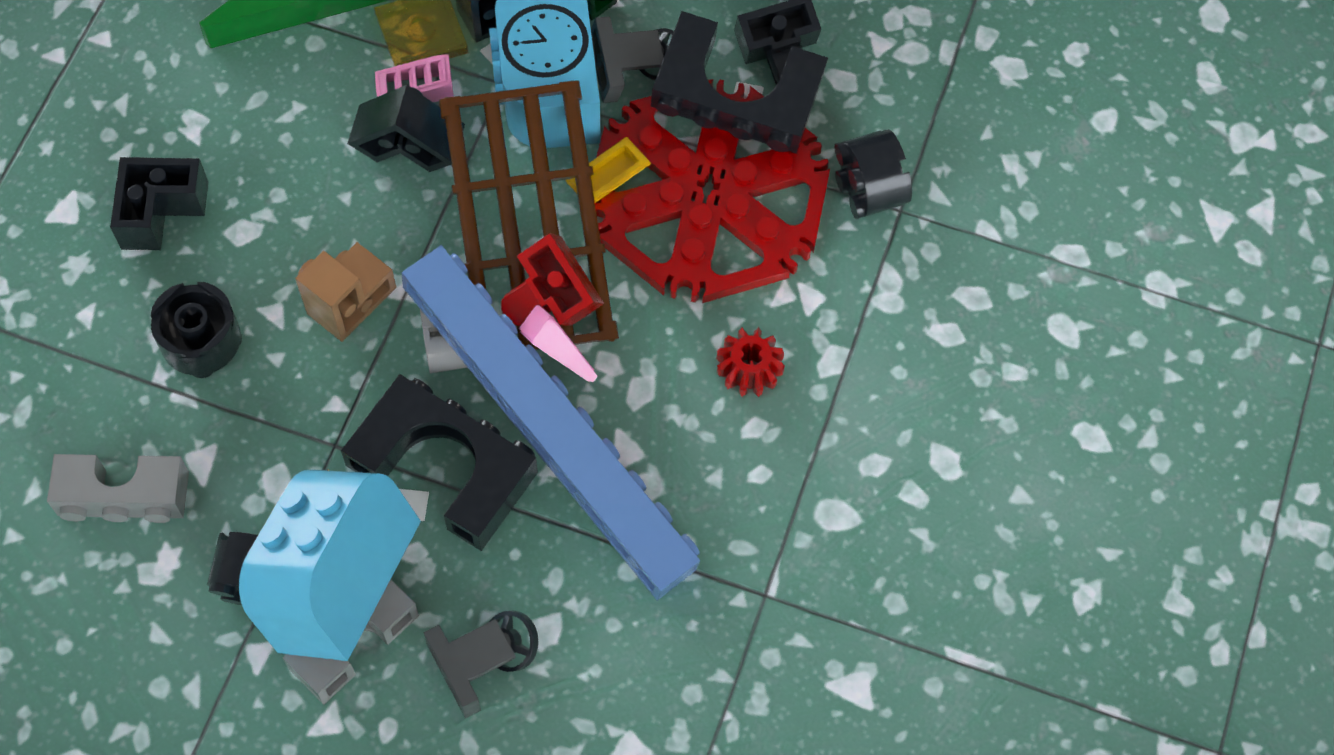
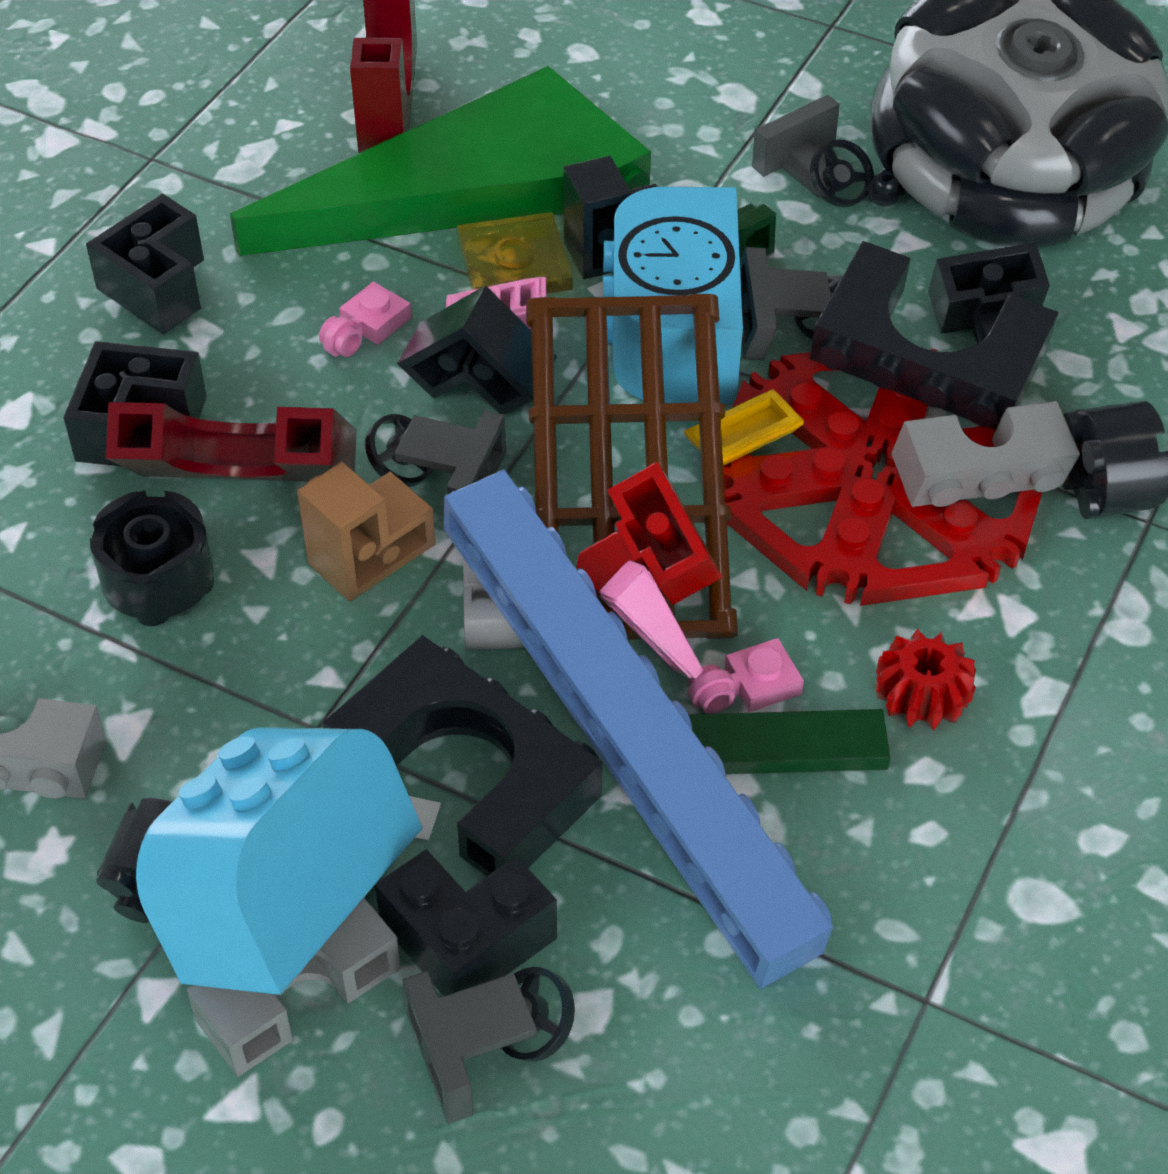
camera: 10 degrees right, 15 degrees down
(140, 73) = (150, 263): none -> black brick
(195, 236) = (164, 443): none -> dark red arch
(319, 94) = (369, 314): none -> bright pink plate
(392, 215) = (441, 446): none -> dark grey piece
(462, 593) = (471, 933): none -> black brick
(635, 368) = (757, 674): none -> bright pink plate
(661, 418) = (796, 740): none -> dark green tile
(753, 194) = (945, 466): none -> light grey arch

